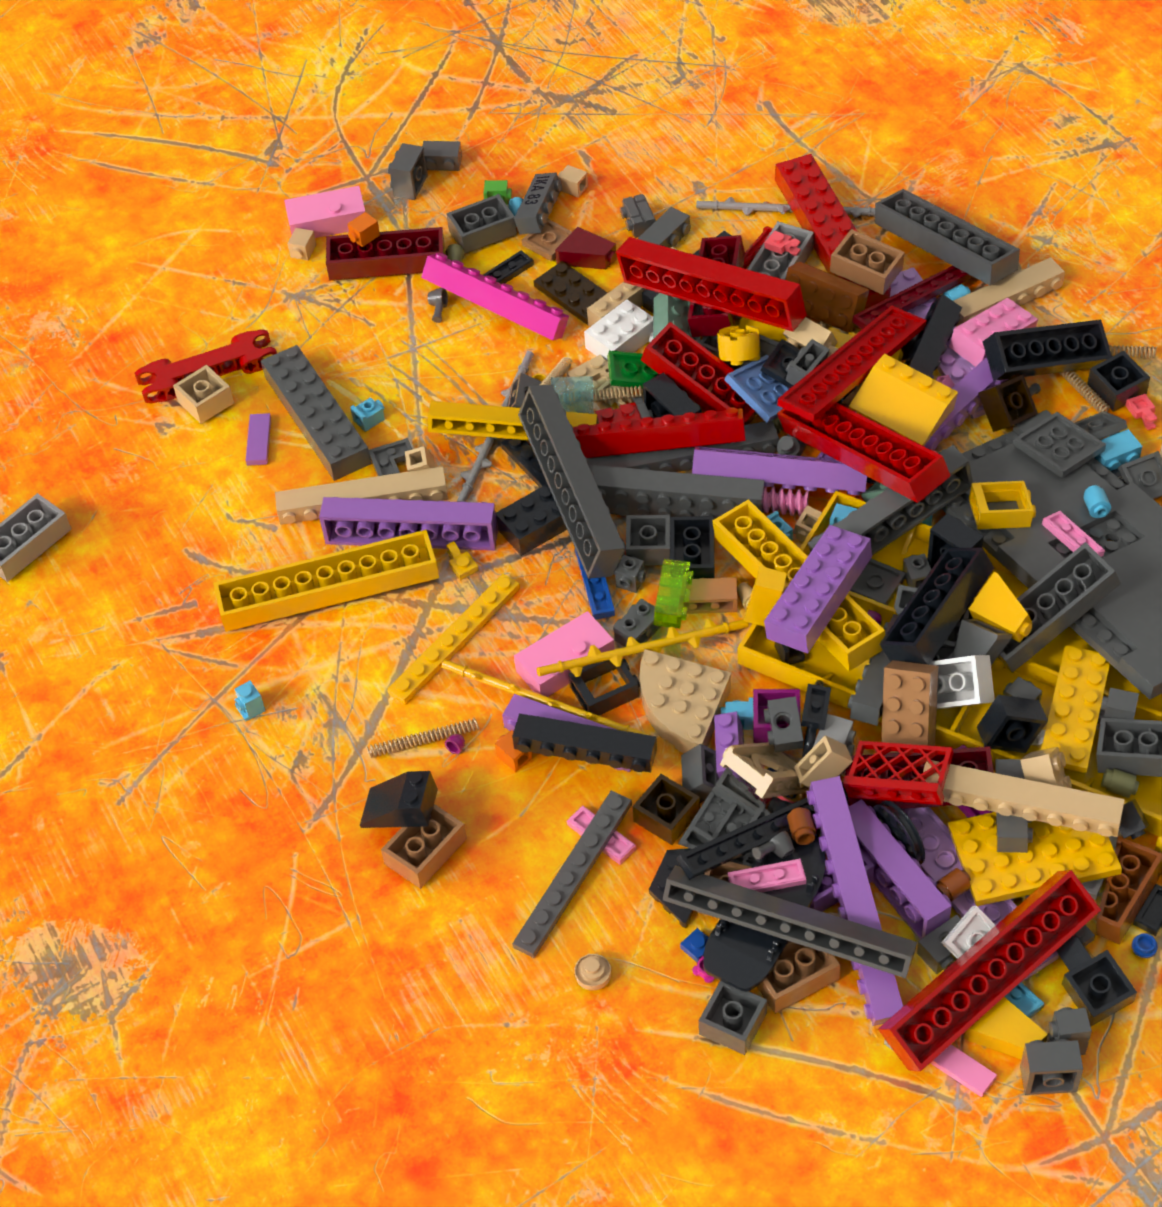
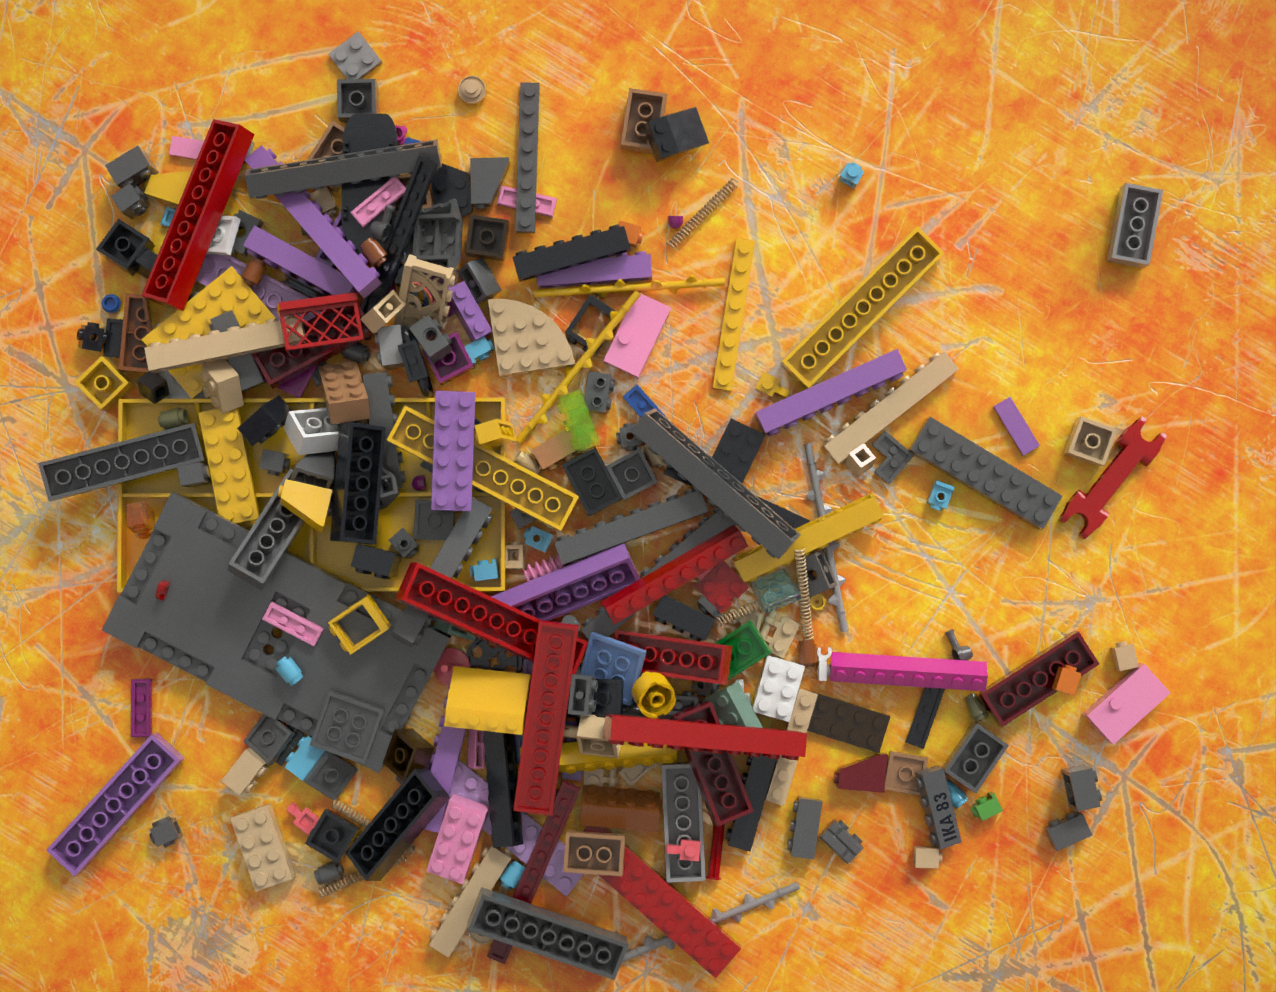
camera: 145 degrees right, 35 degrees up
(568, 334) = (823, 669): none -> white plate
(575, 348) = (807, 653): none -> dark orange brick
(631, 871) = (486, 180): none -> dark grey slope
(710, 1076) = (355, 57): none -> light grey plate
(1142, 358) = (329, 873): none -> dark grey brick

